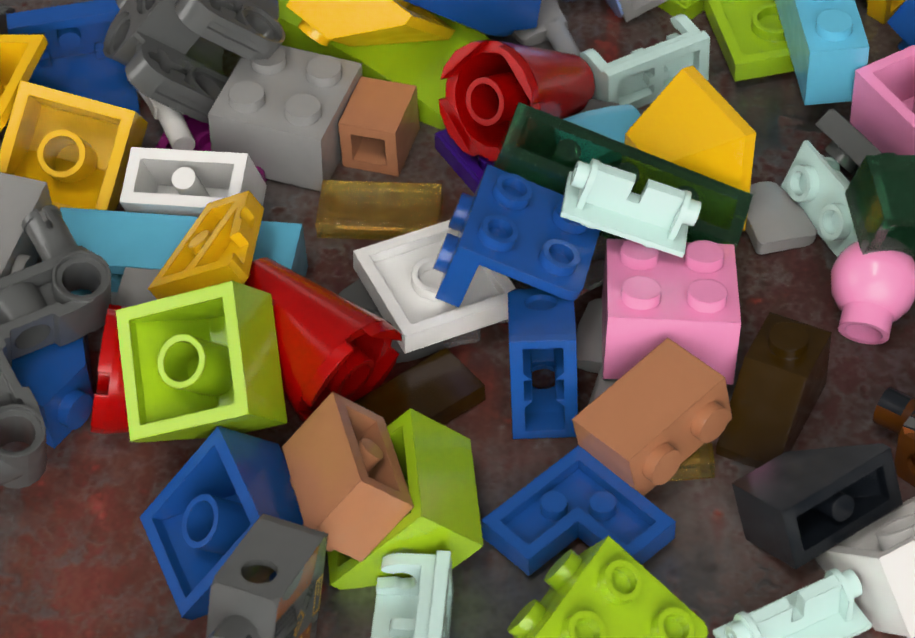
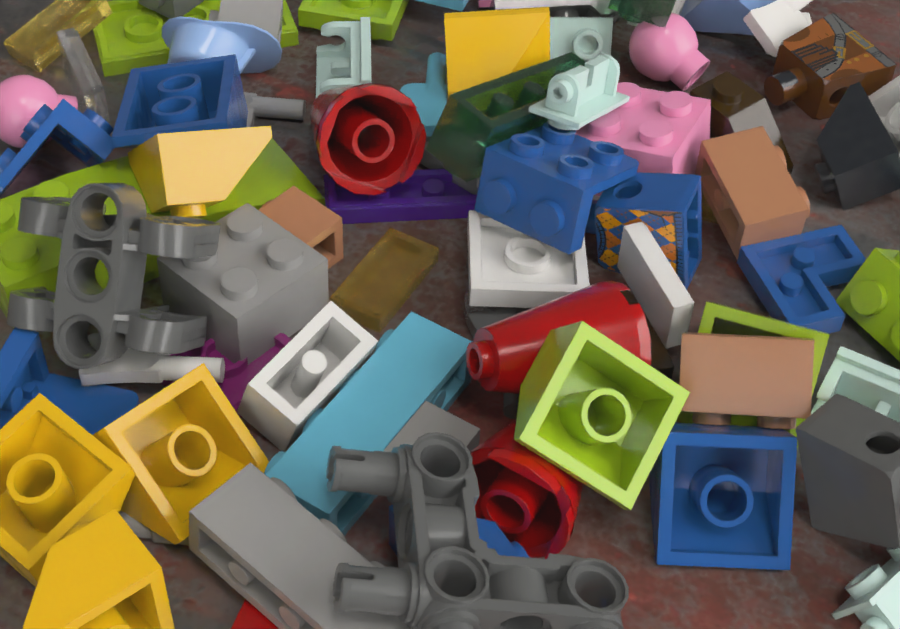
camera: 70 degrees left, 0 degrees up
(214, 249) = (446, 362): yellow wing -> none
(459, 376) = (655, 284): none -> white tile

